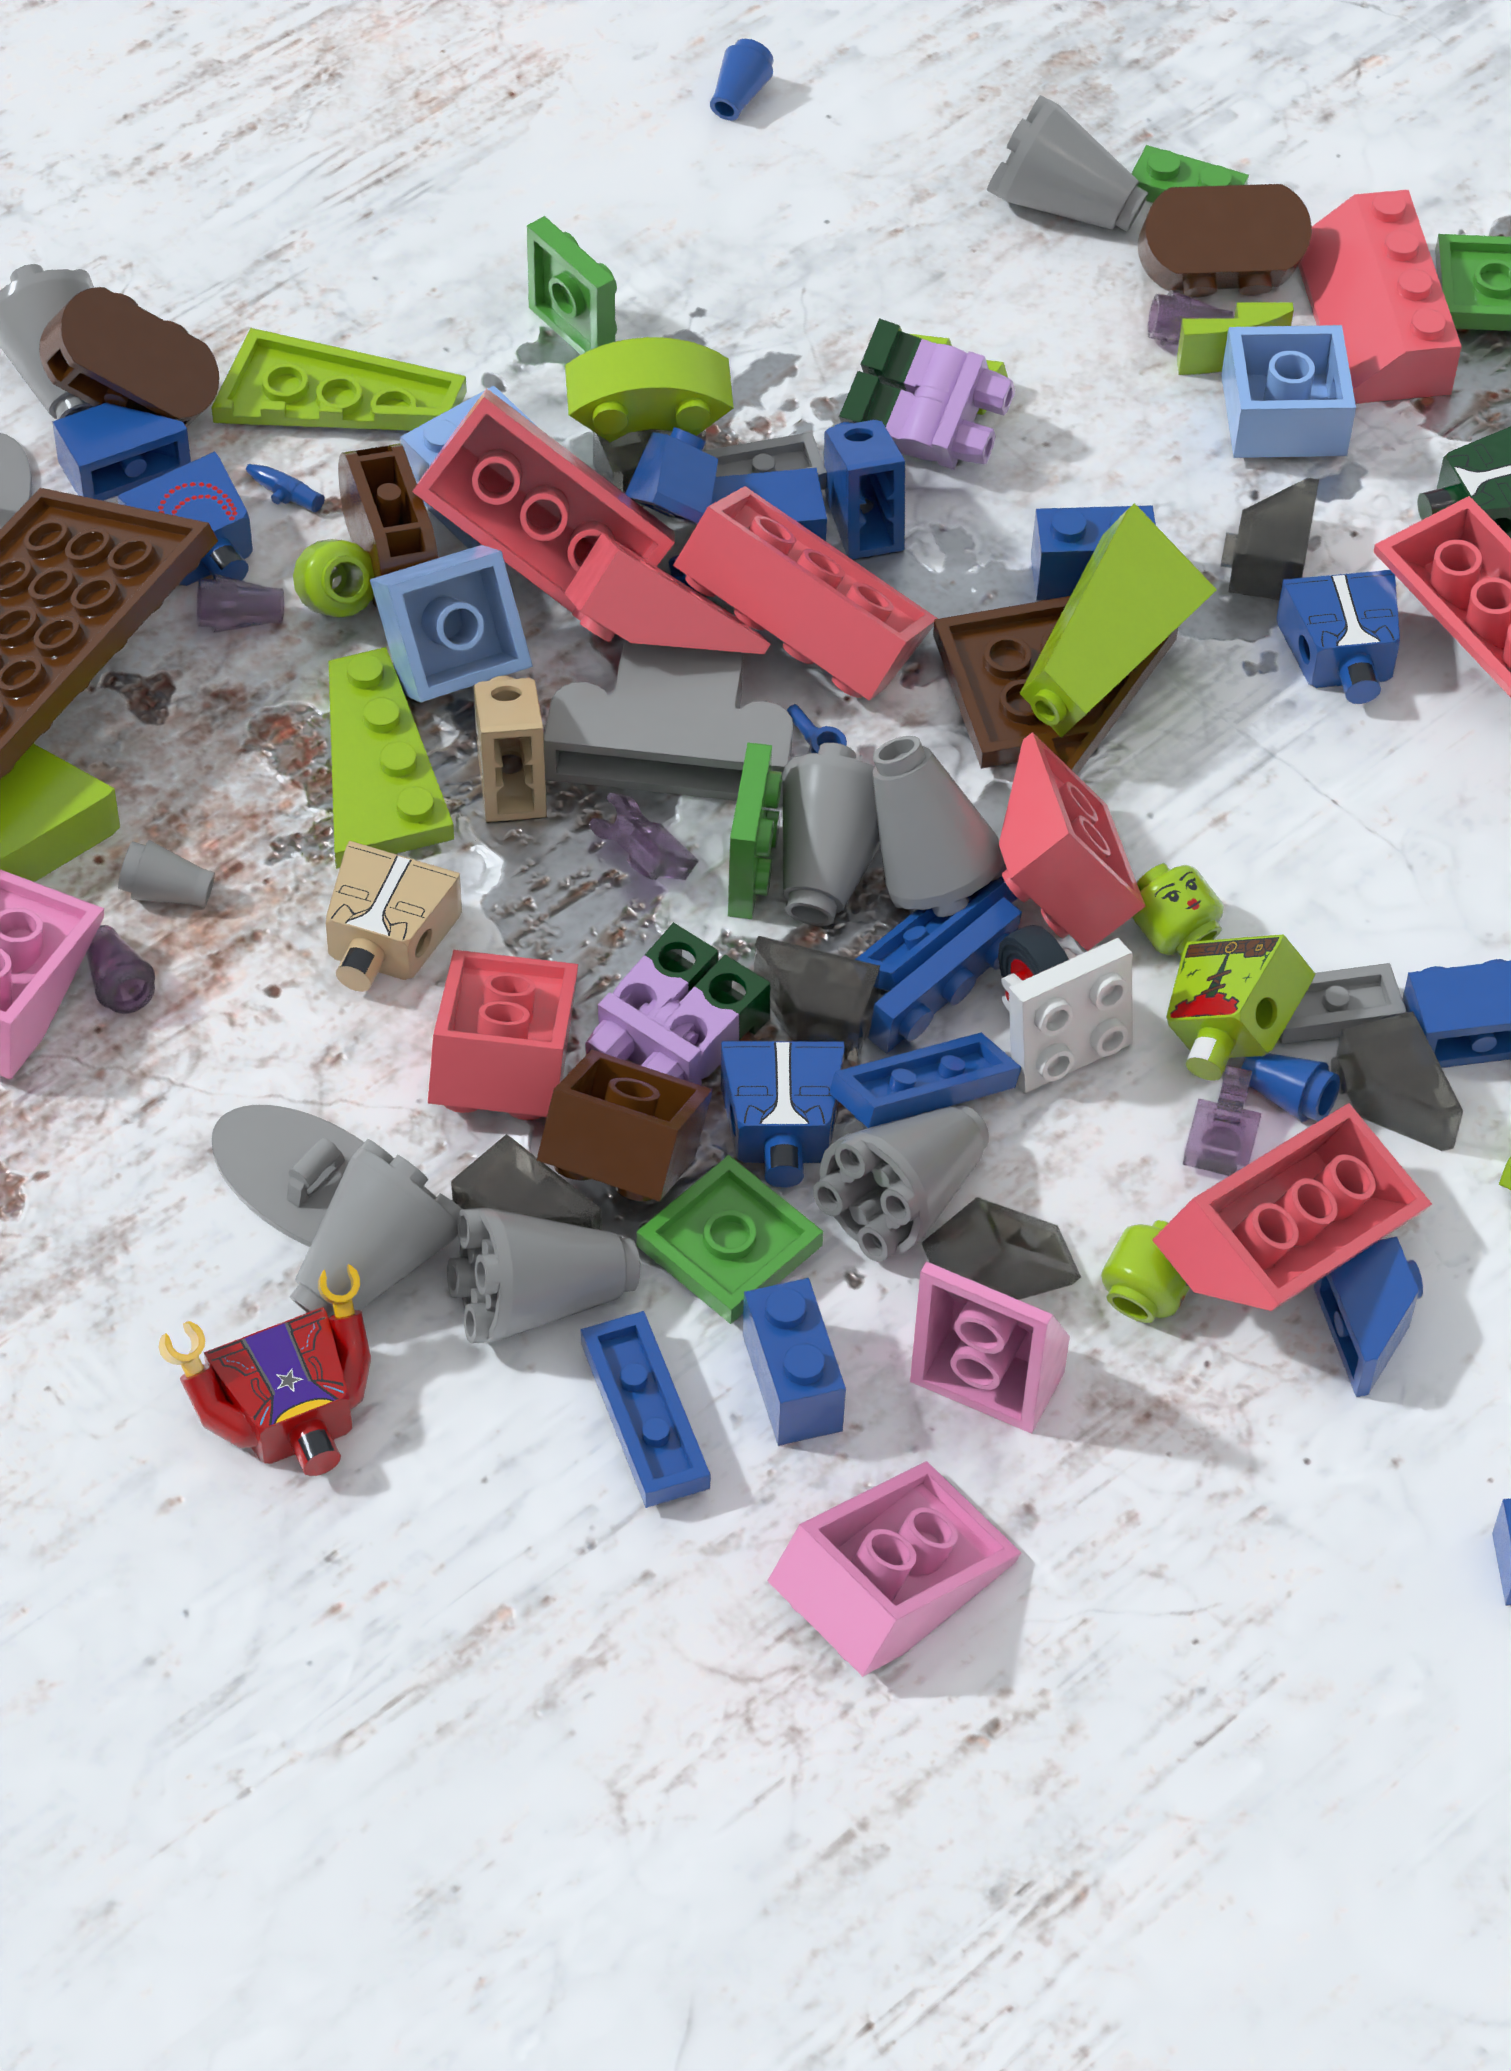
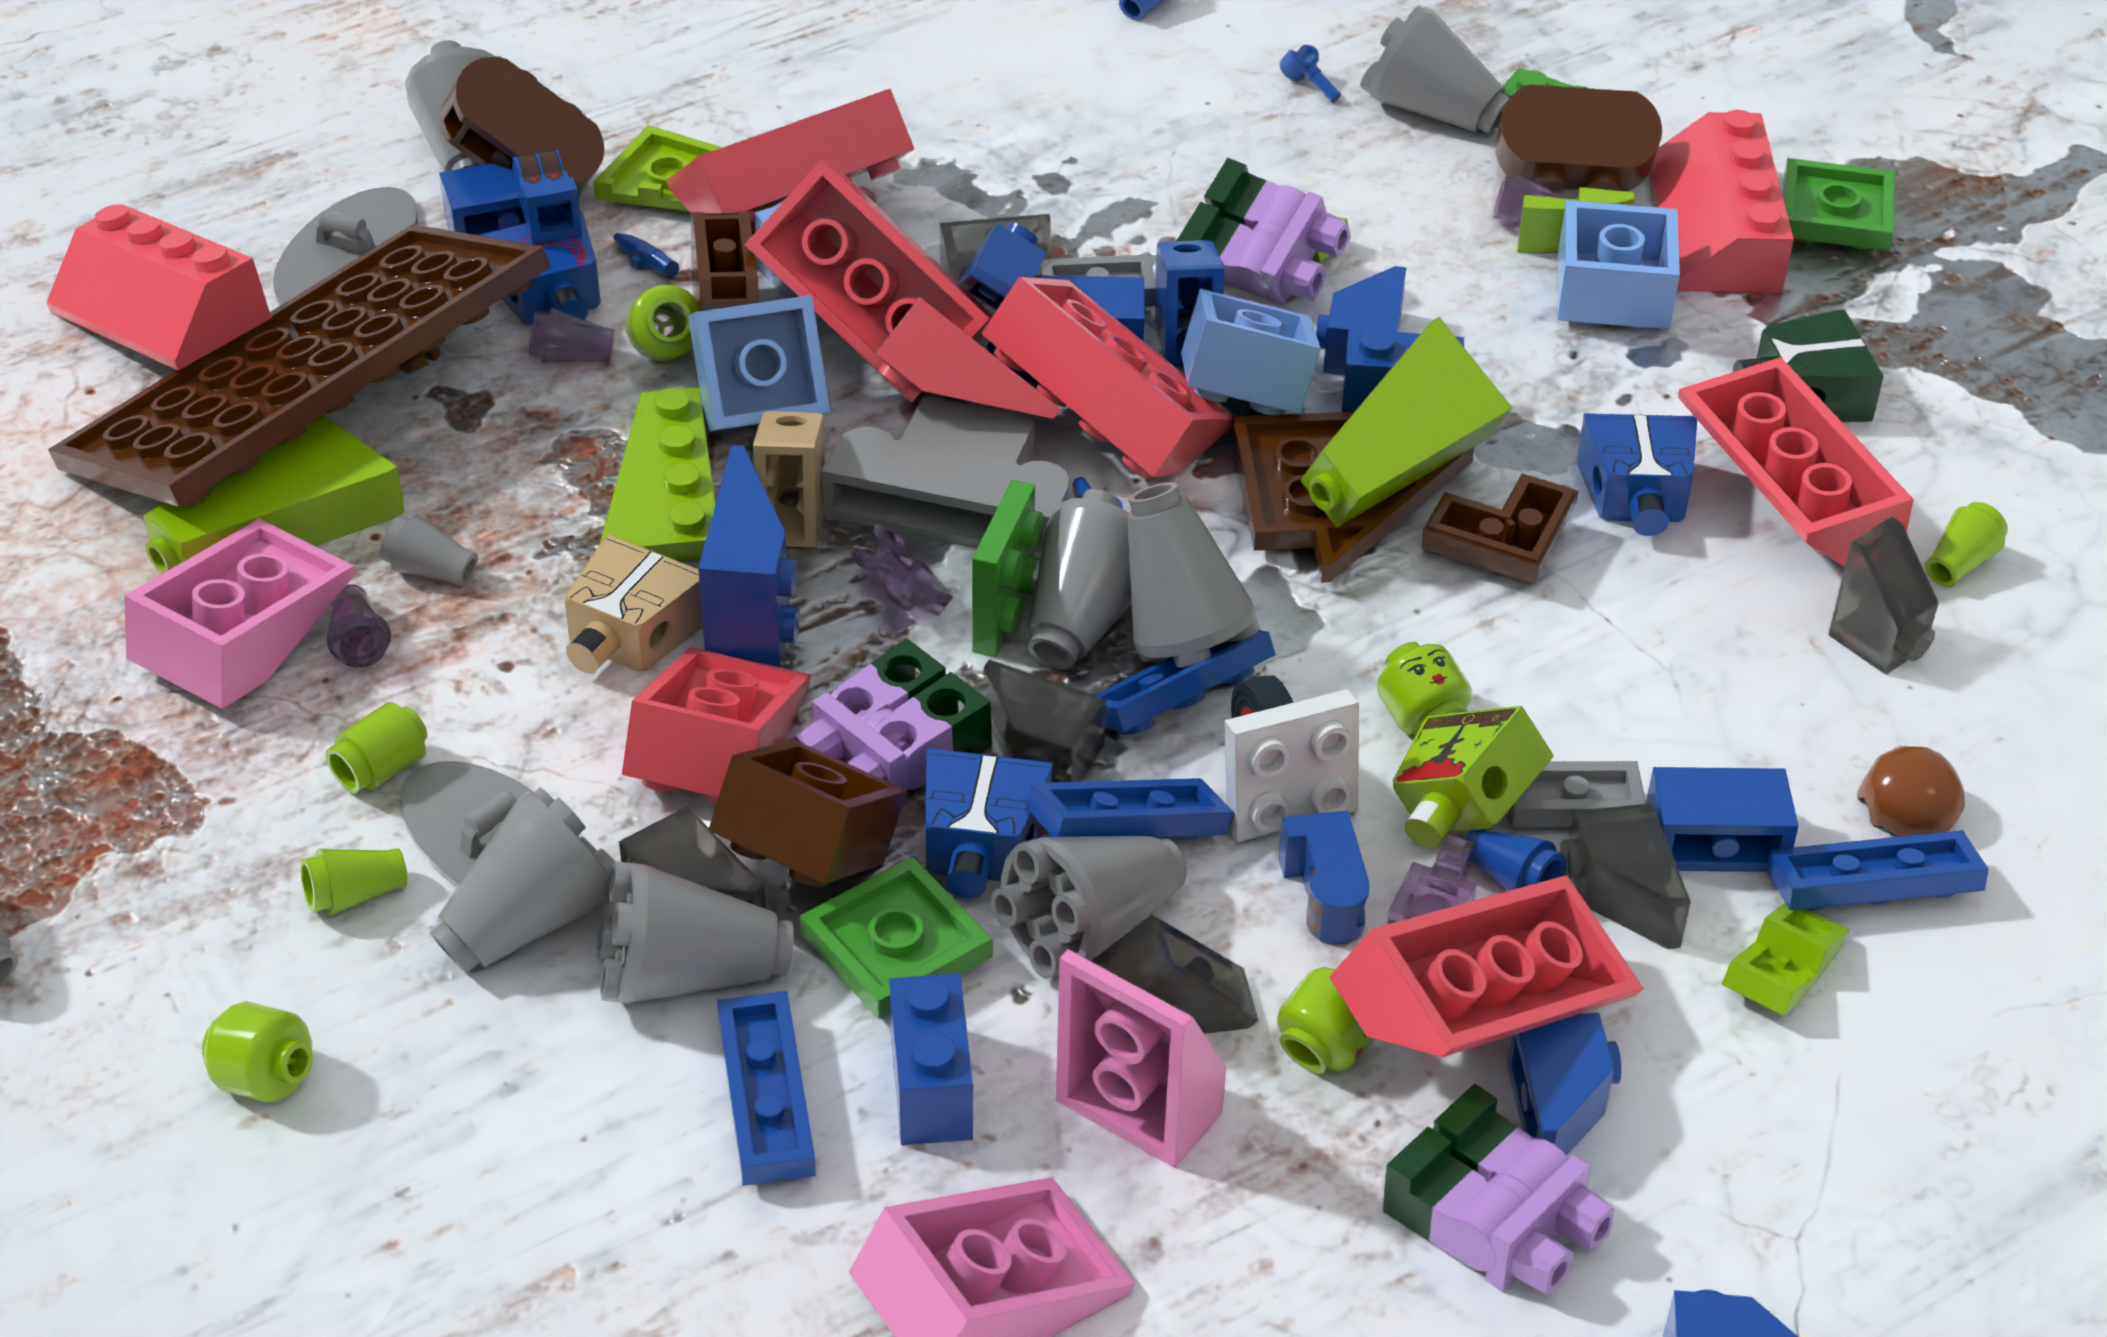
camera: 10 degrees right, 10 degrees down
(163, 1440) = (257, 1051): none -> lime head
(178, 438) = (546, 191): none -> blue leg
(180, 1104) = (377, 747): none -> lime brick
(192, 1246) = (348, 877): none -> lime cone
(284, 1385) = (400, 1014): red torso -> none
(425, 367) = (769, 166): none -> coral slope
(502, 865) = (747, 571): none -> blue slope
(569, 288) = (948, 121): bright green plate -> none
(648, 386) = (994, 184): lime brick -> none
(921, 163) = (1303, 64): none -> blue hand
(941, 548) = (1249, 353): none -> light blue brick
(942, 978) = (1167, 724): blue plate -> none
(1041, 479) = (1364, 305): none -> blue slope
(1065, 850) = (1316, 616): coral slope -> none
(1123, 1116) = (1333, 872): none -> blue leg
(1226, 729) = (1502, 541): none -> reddish brown brick
(1271, 541) = (1580, 382): clear smoke slope -> none
(1329, 1425) = (1495, 1195): none -> lavender hips

